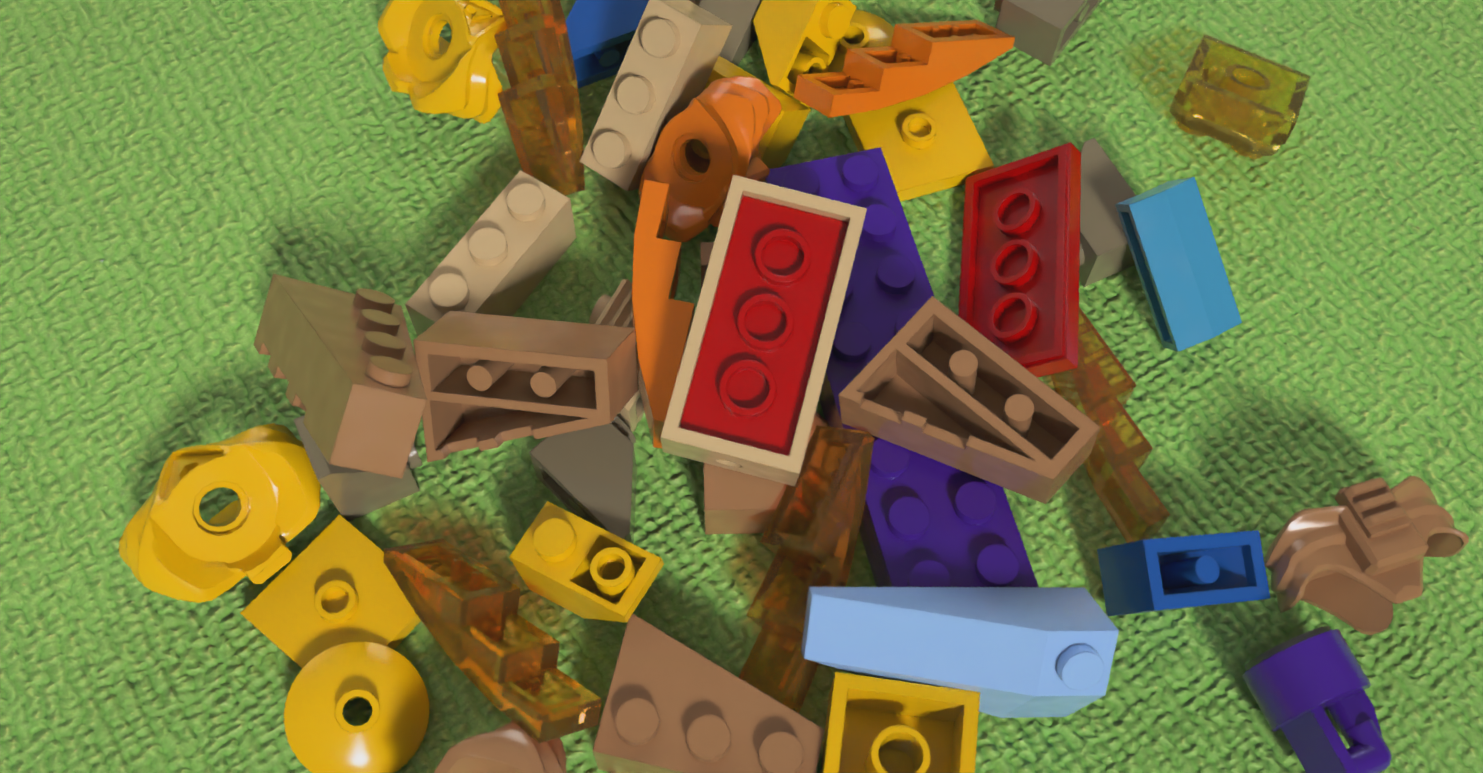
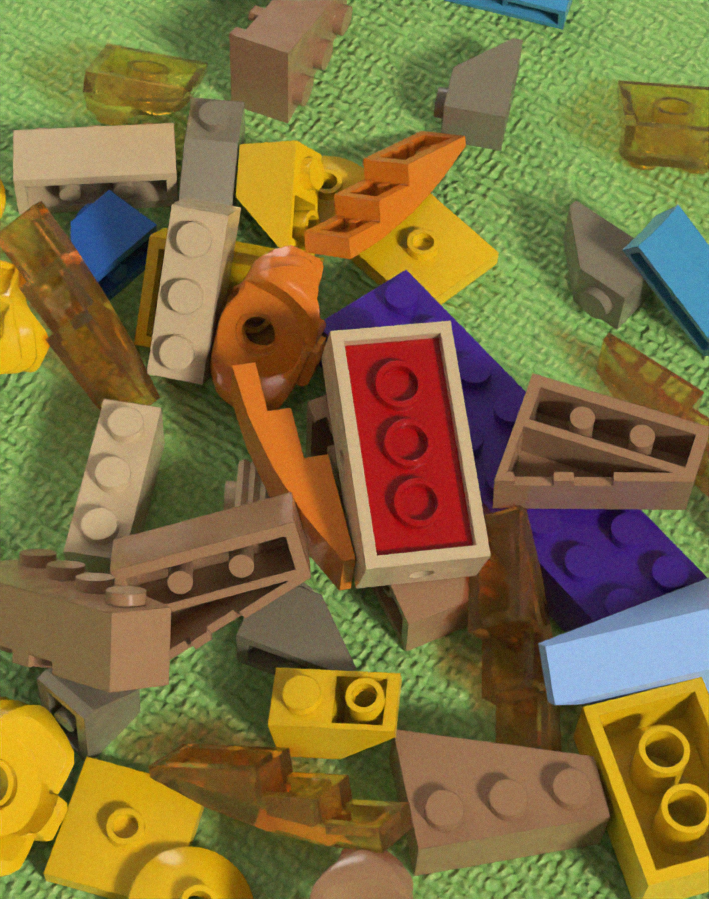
camera: 25 degrees left, 5 degrees down
(1025, 258) = (563, 315): red tile -> none

